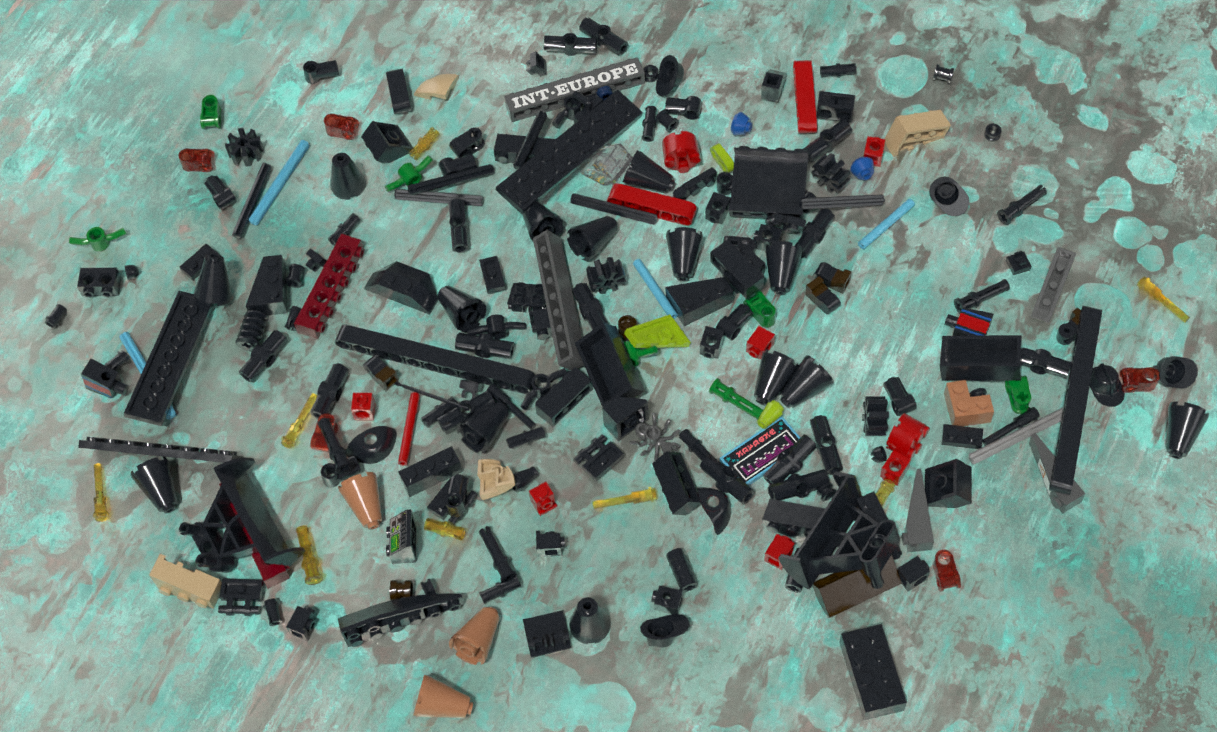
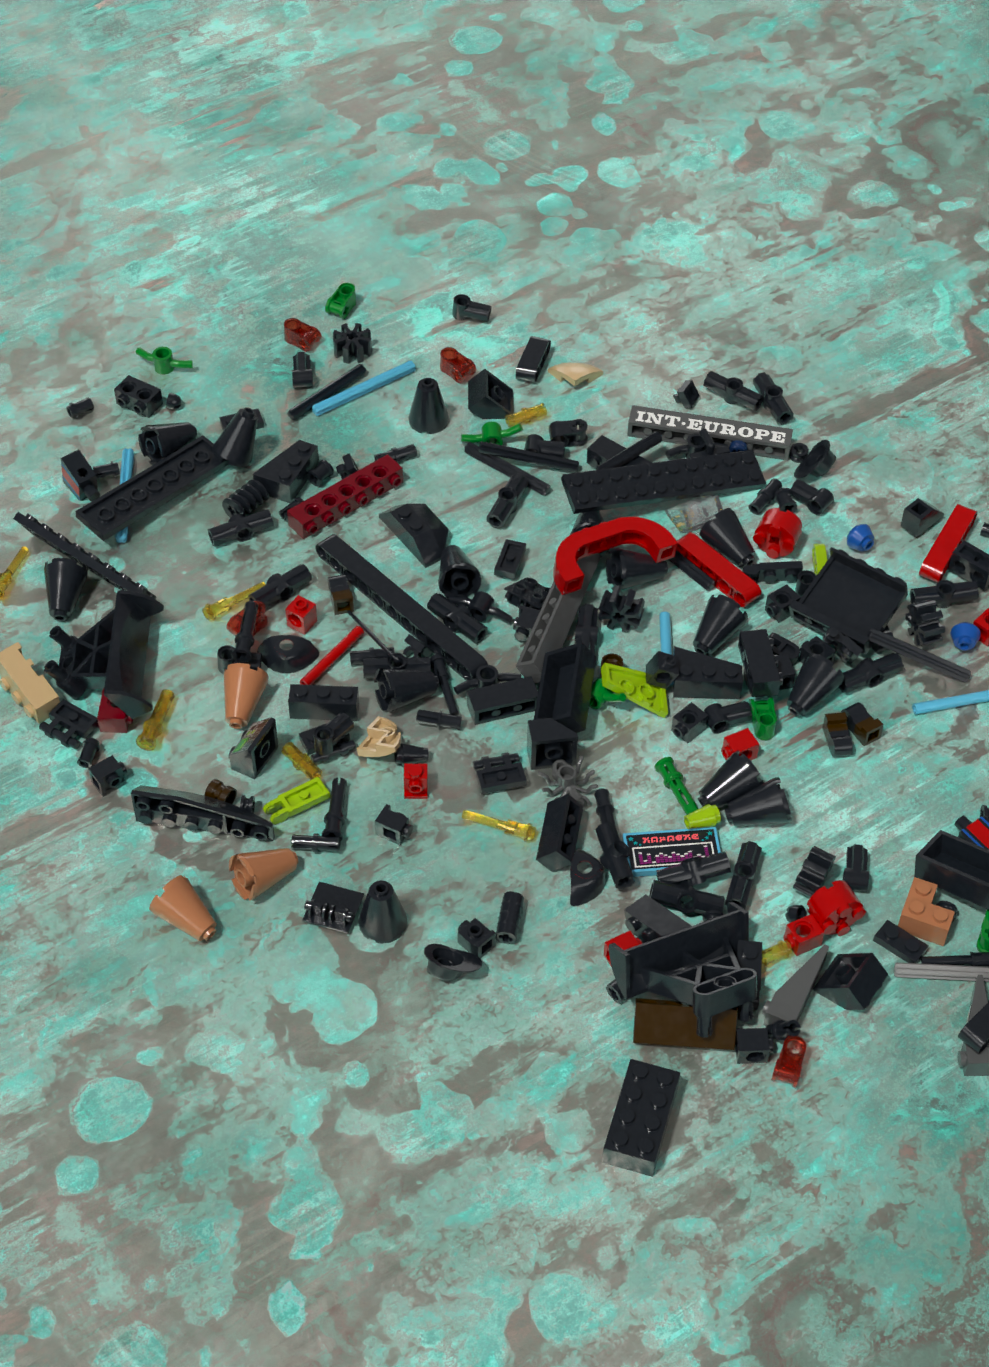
camera: 25 degrees right, 10 degrees down
(151, 311) = (164, 439): none -> black cone
(463, 562) = (296, 800): none -> lime hinge
(581, 205) = (606, 535): none -> red arch
(669, 311) = (662, 670): none -> black brick
(928, 551) = (781, 1030): none -> black axle

